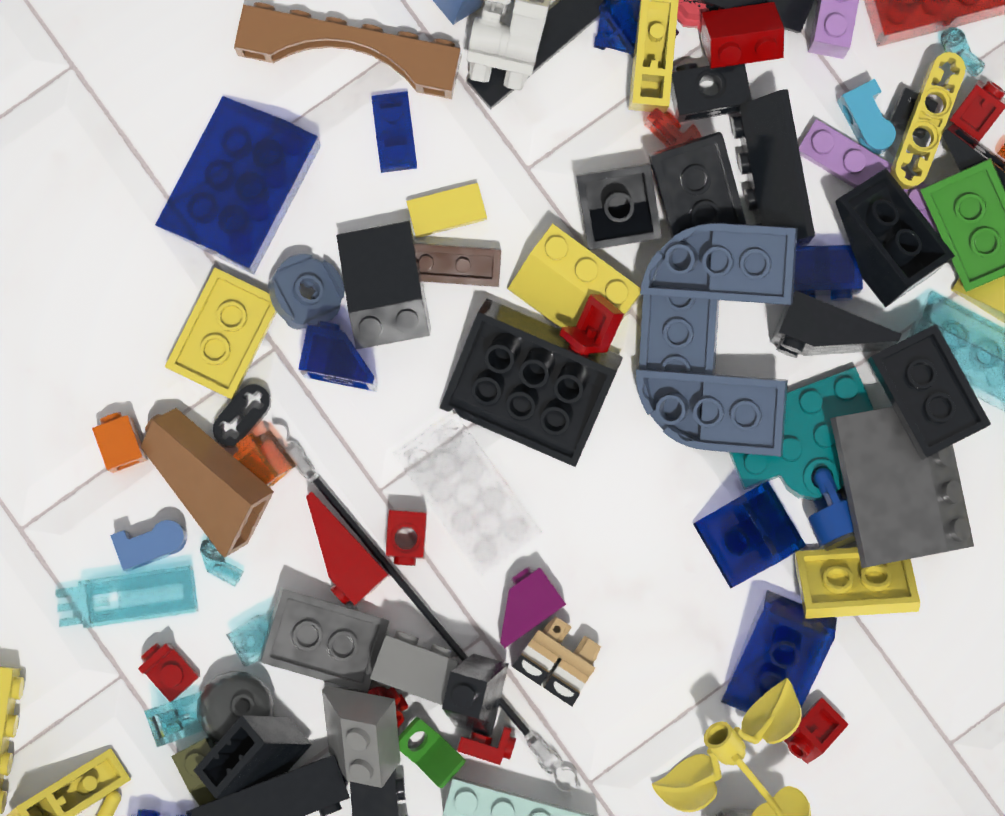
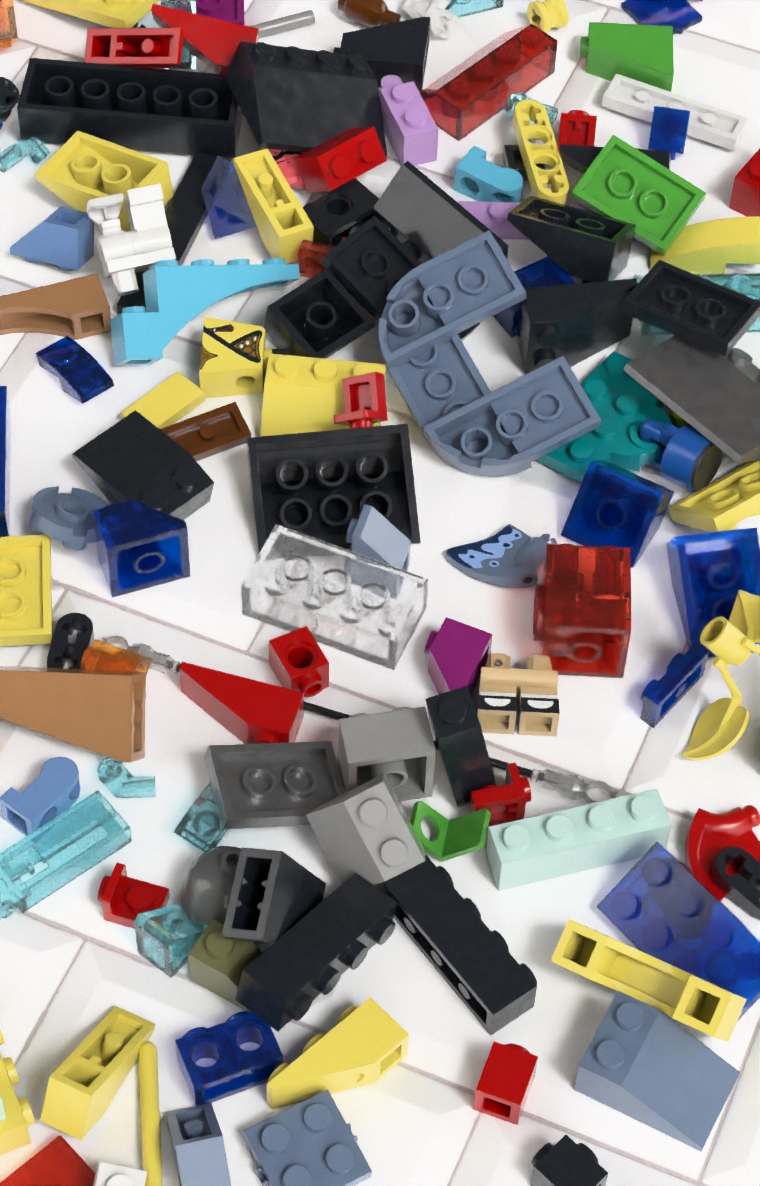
camera: 30 degrees left, 30 degrees down
(519, 116) = (181, 293): none -> medium azure arch
(525, 472) = (378, 539): none -> slope
(531, 198) = (233, 358): none -> light yellow torso
(632, 521) = (503, 559): none -> sand blue arm
(653, 622) = (584, 609): none -> clear red brick
(699, 715) = (680, 677): none -> clear blue plate

